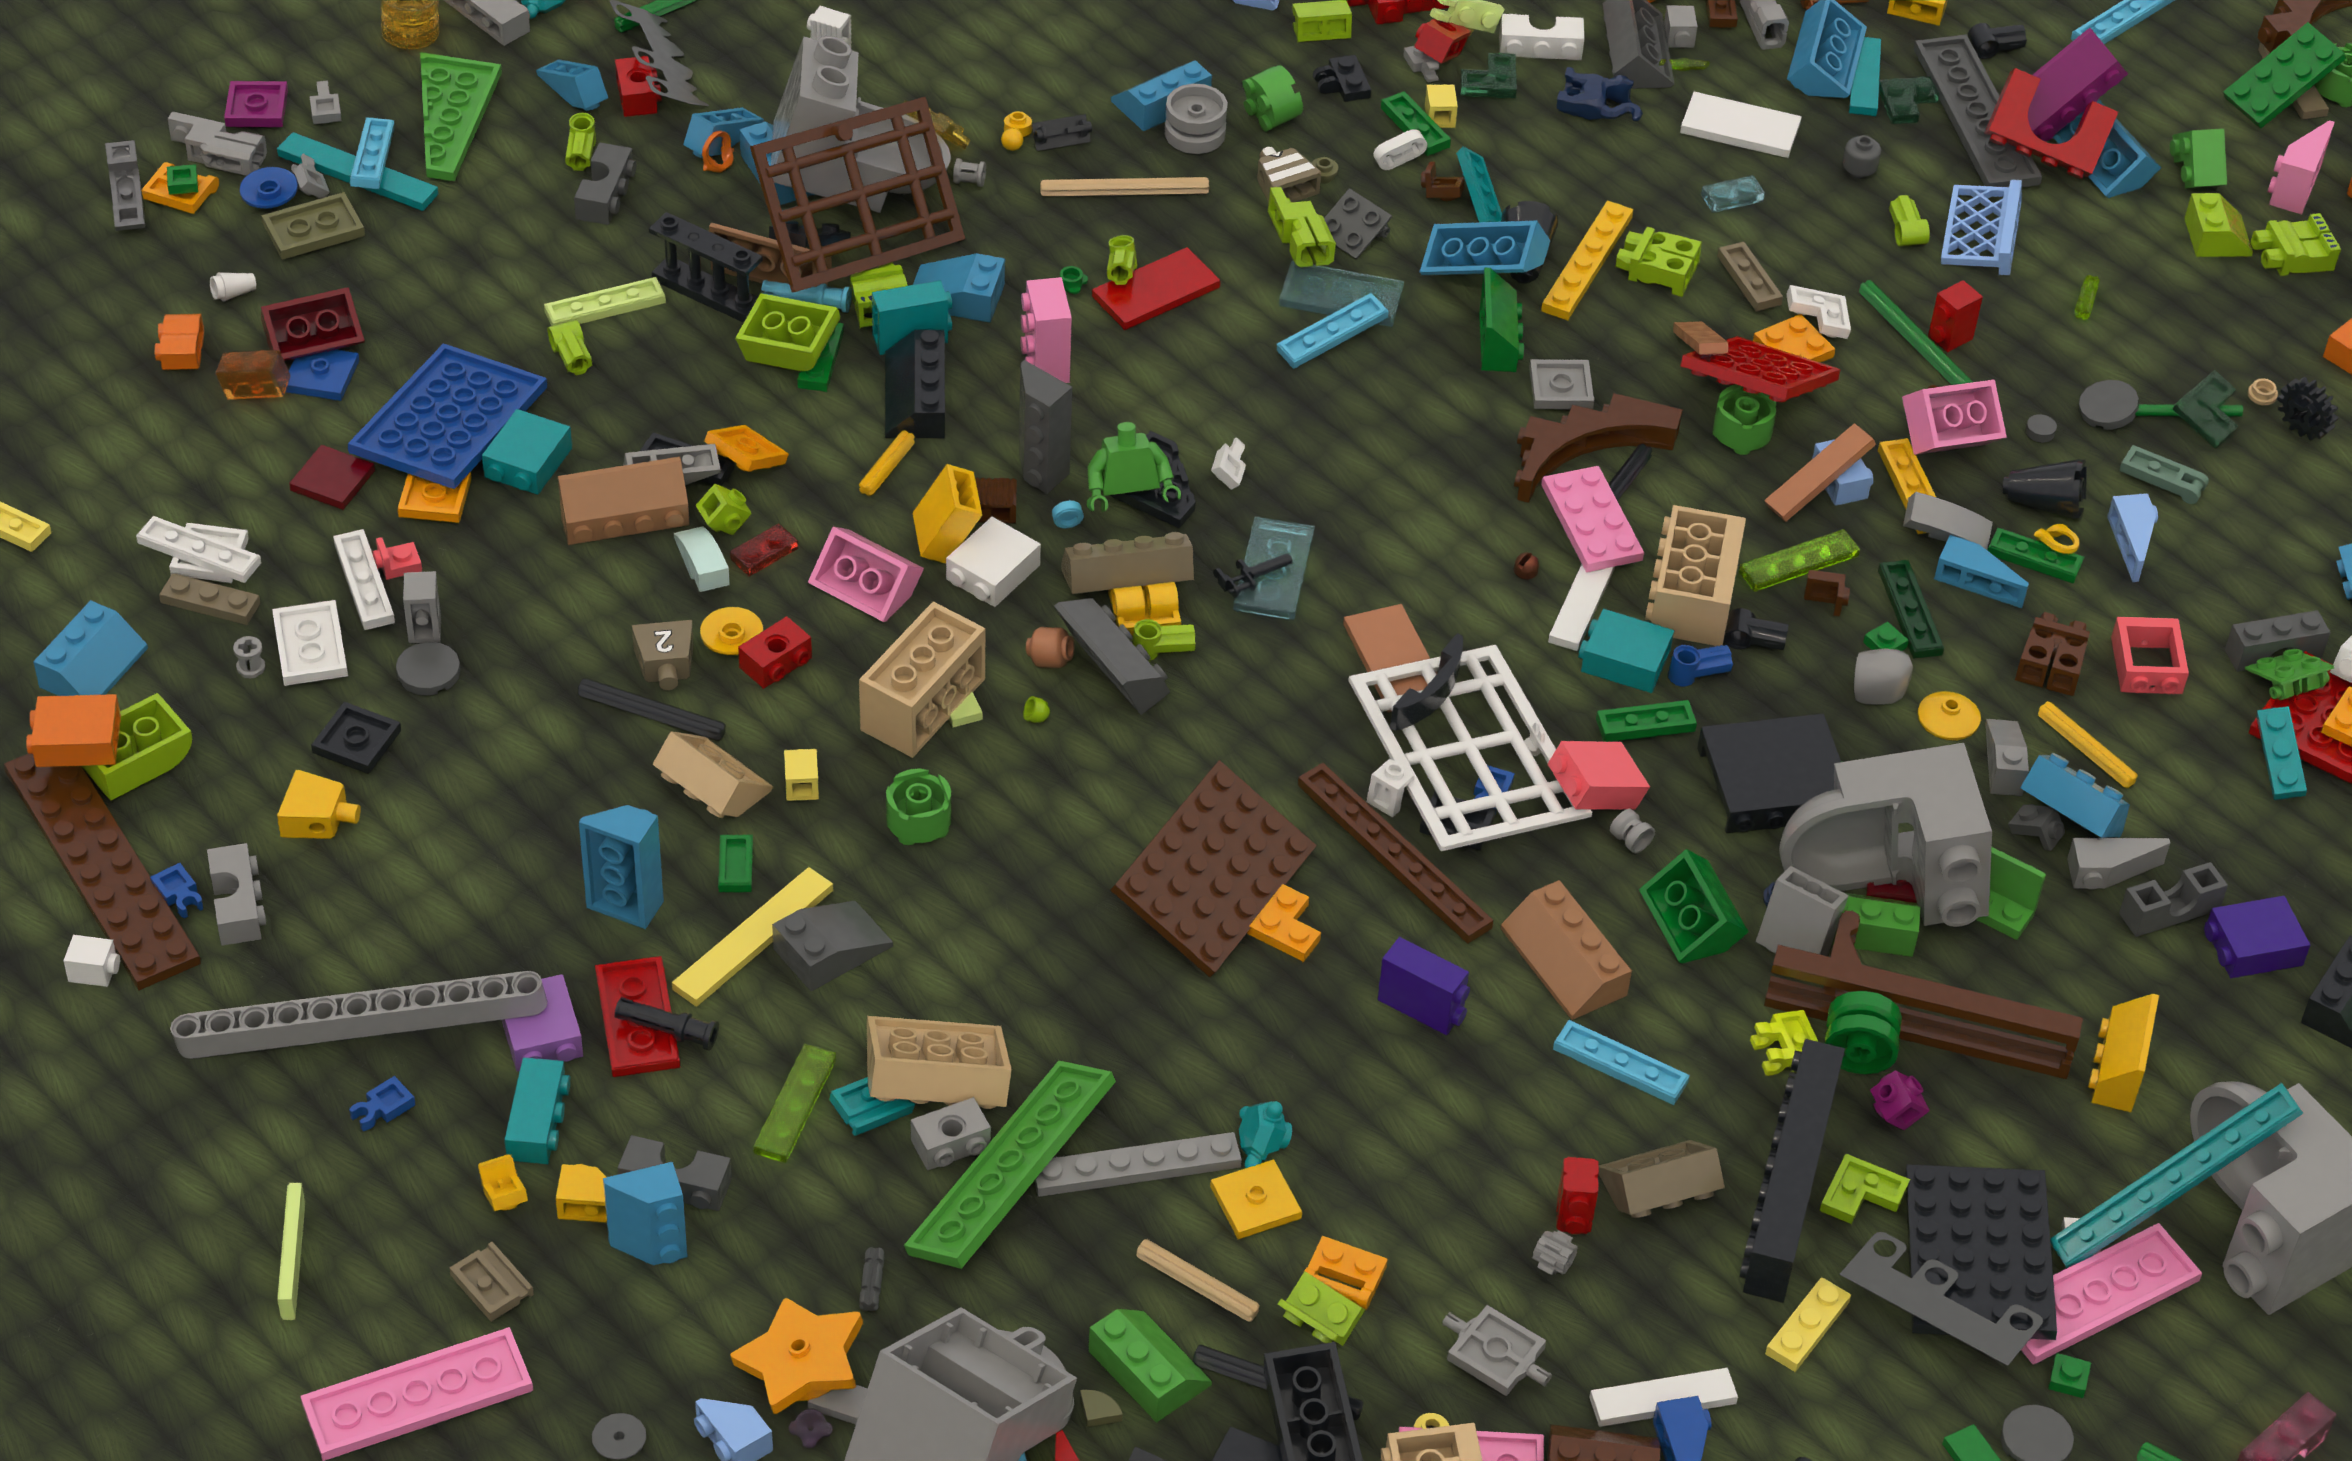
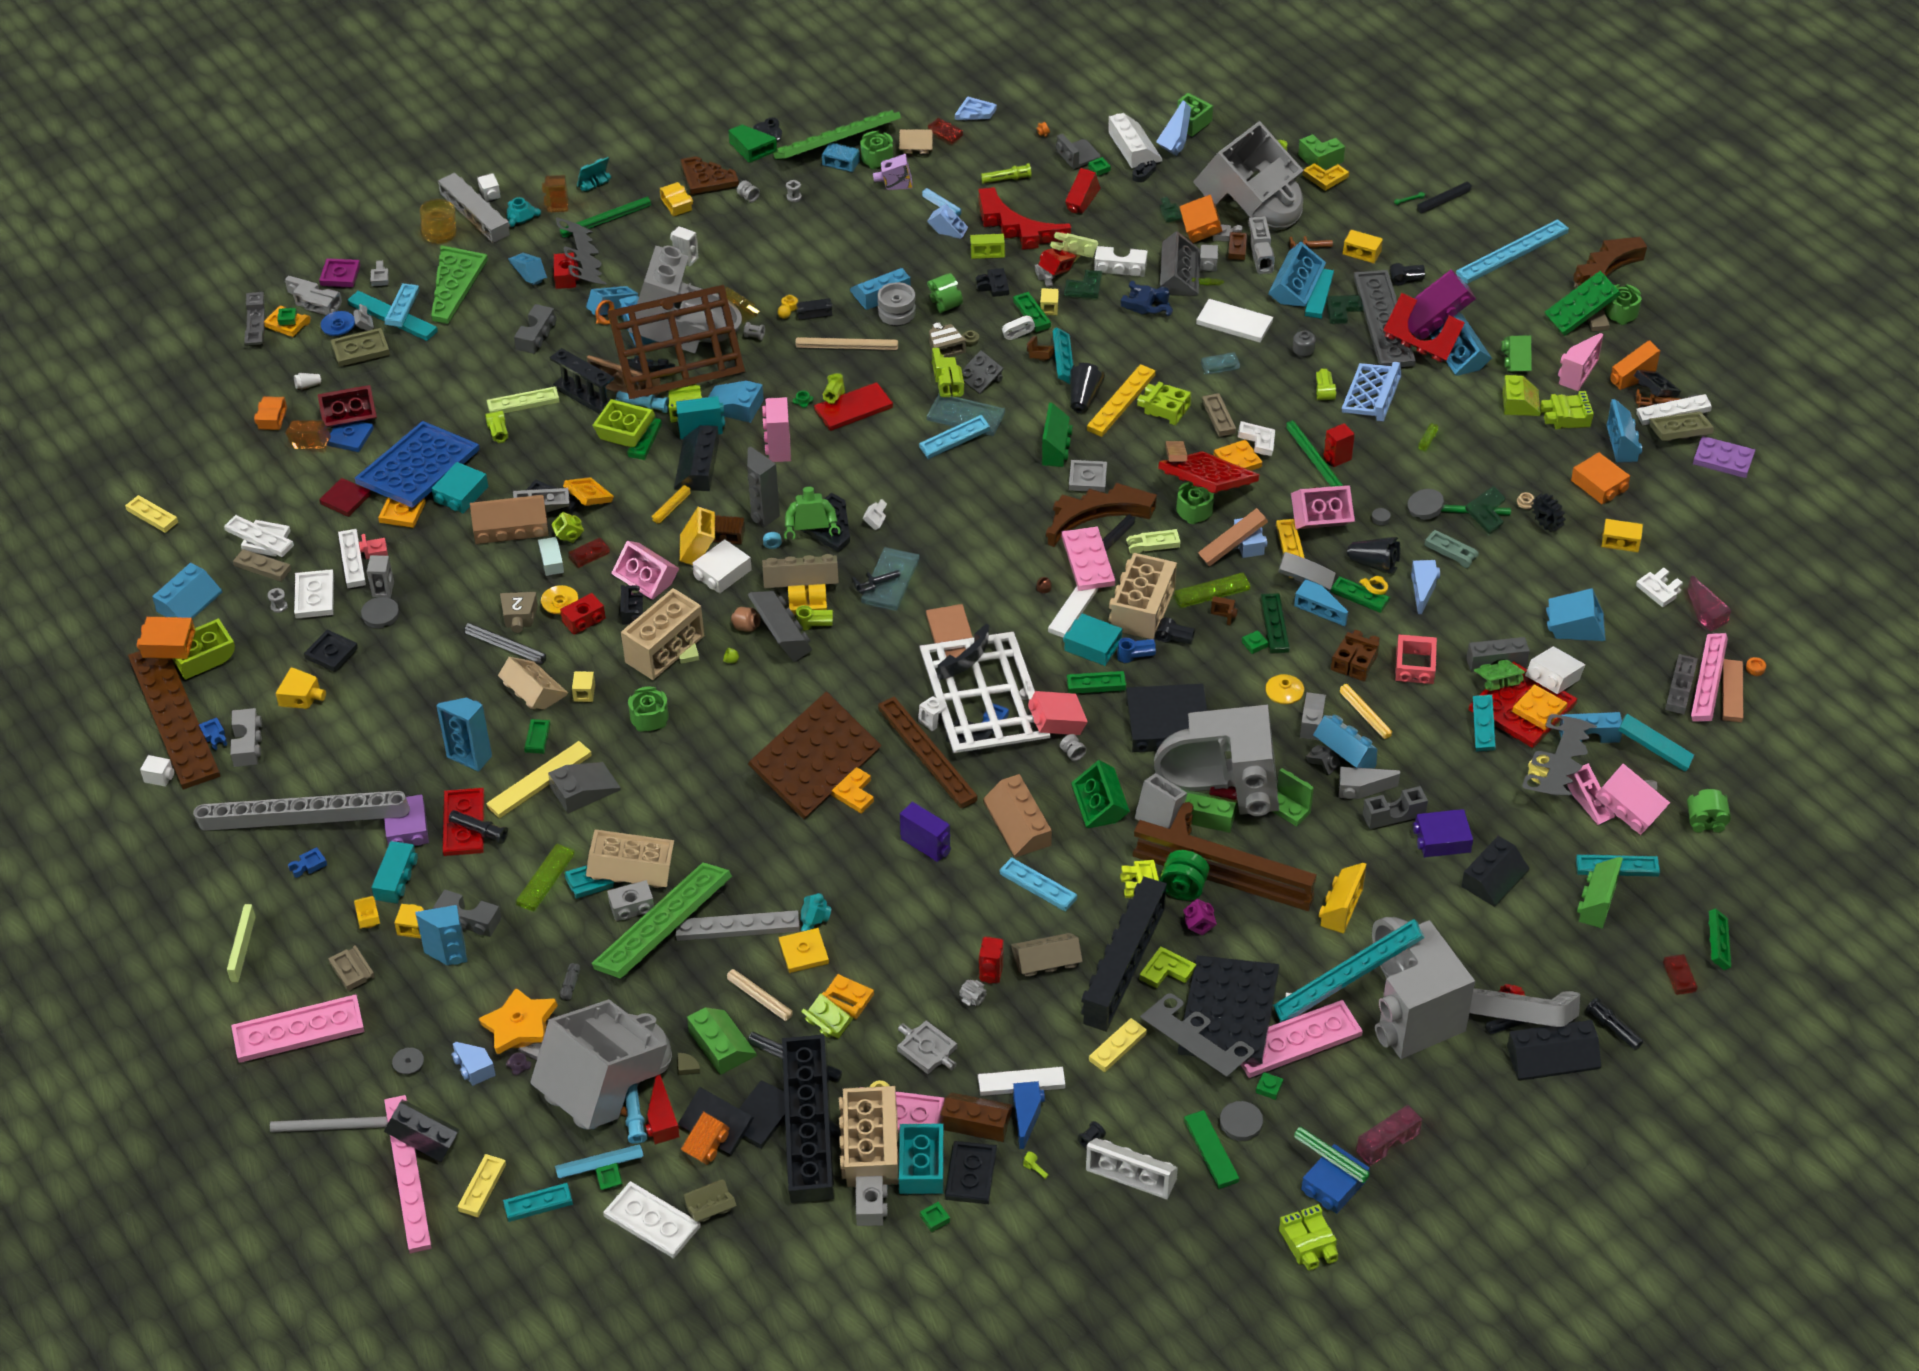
camera: 10 degrees right, 0 degrees up
(581, 141) = (526, 302): lime piece -> none
(853, 634) = (631, 603): none -> black hinge
(1493, 245) = (1055, 389): dark azure slope -> none
(1689, 485) = (1153, 541): none -> yellowish green hinge
(1882, 676) = (1244, 663): light grey piece -> none

